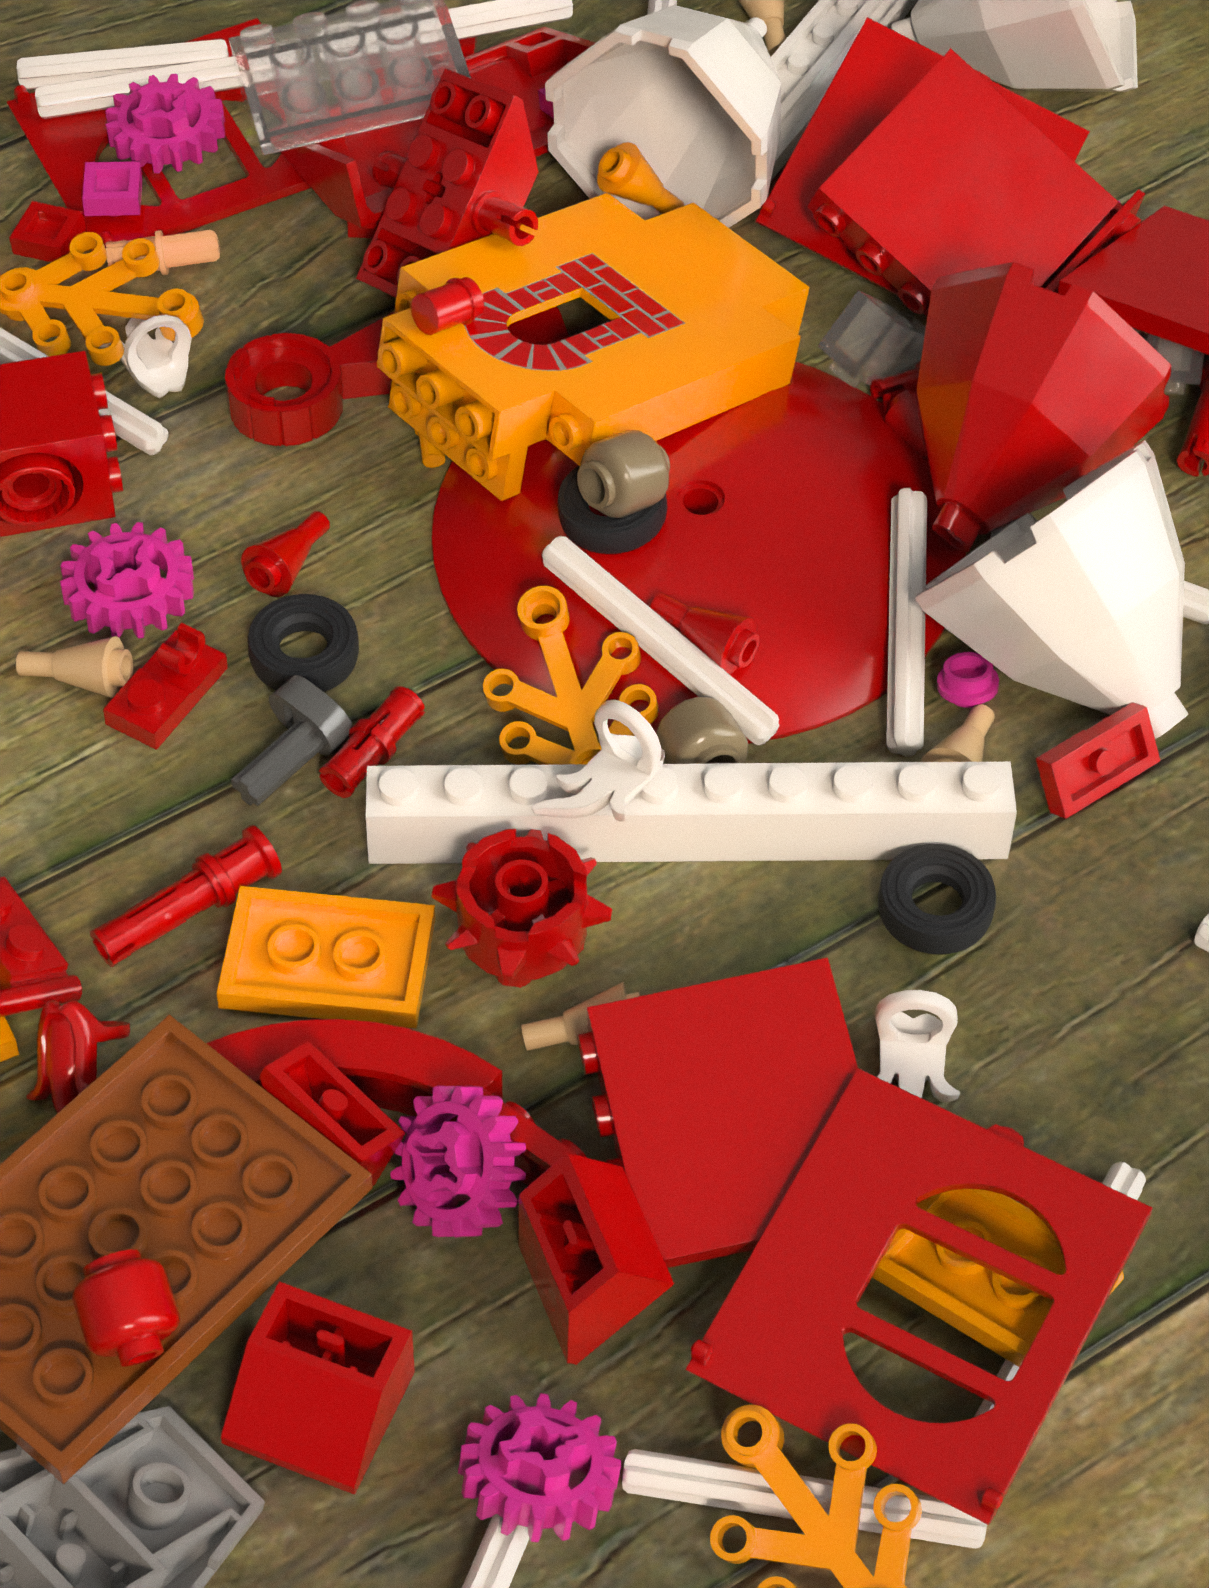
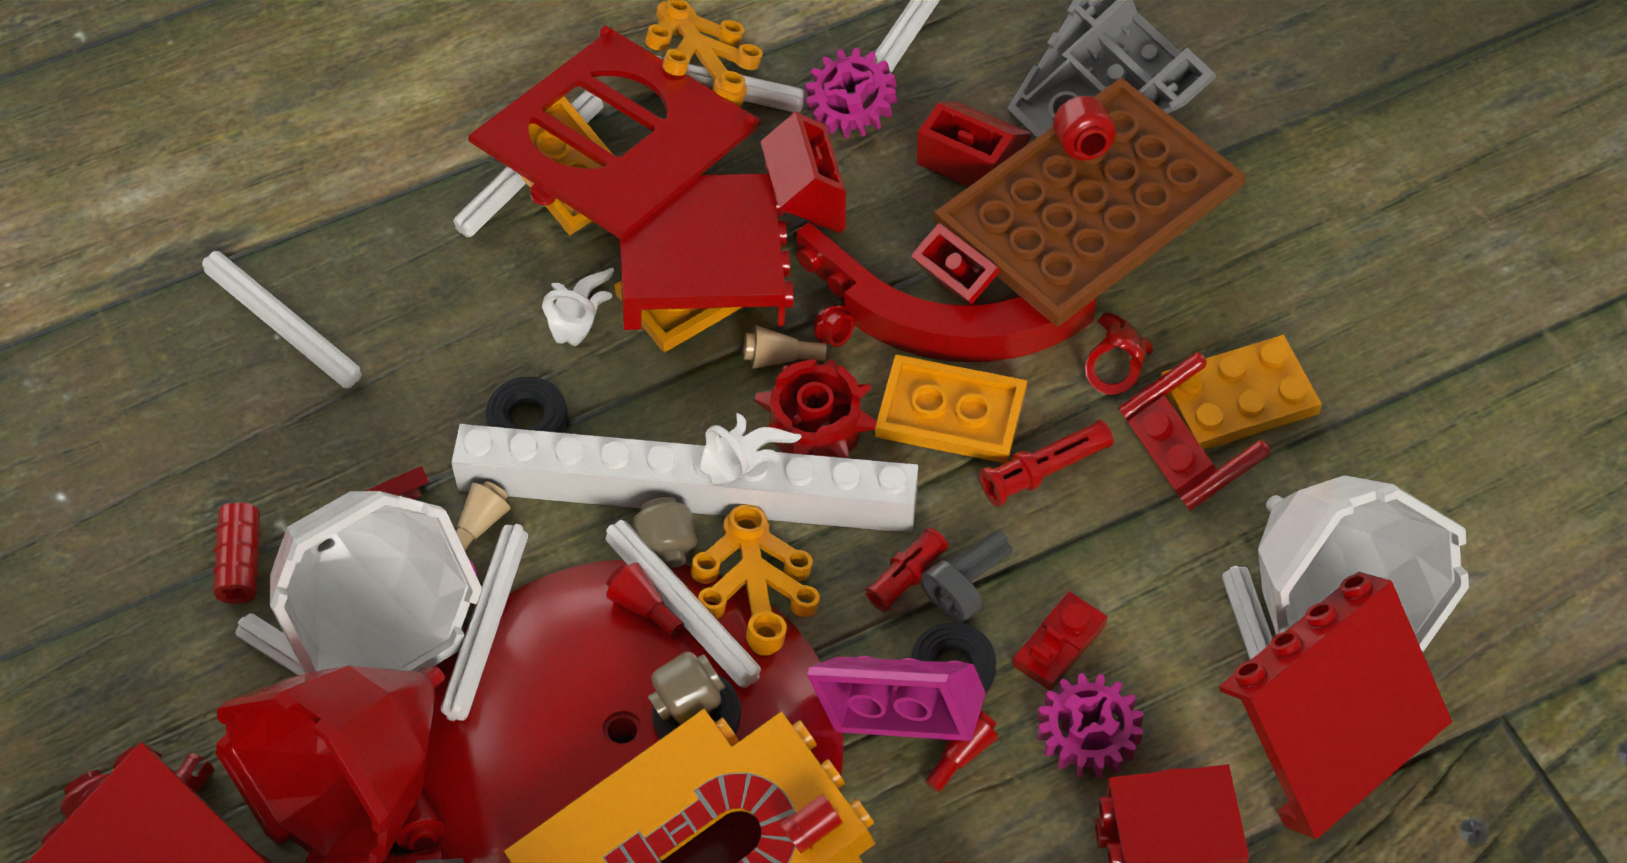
camera: 170 degrees left, 5 degrees up
(93, 666) = (1119, 654): tan cone -> none
(367, 539) = (899, 696): none -> dark pink slope
(458, 1161) = (878, 243): dark pink gear -> none
(519, 1063) = (834, 326): none -> red plate

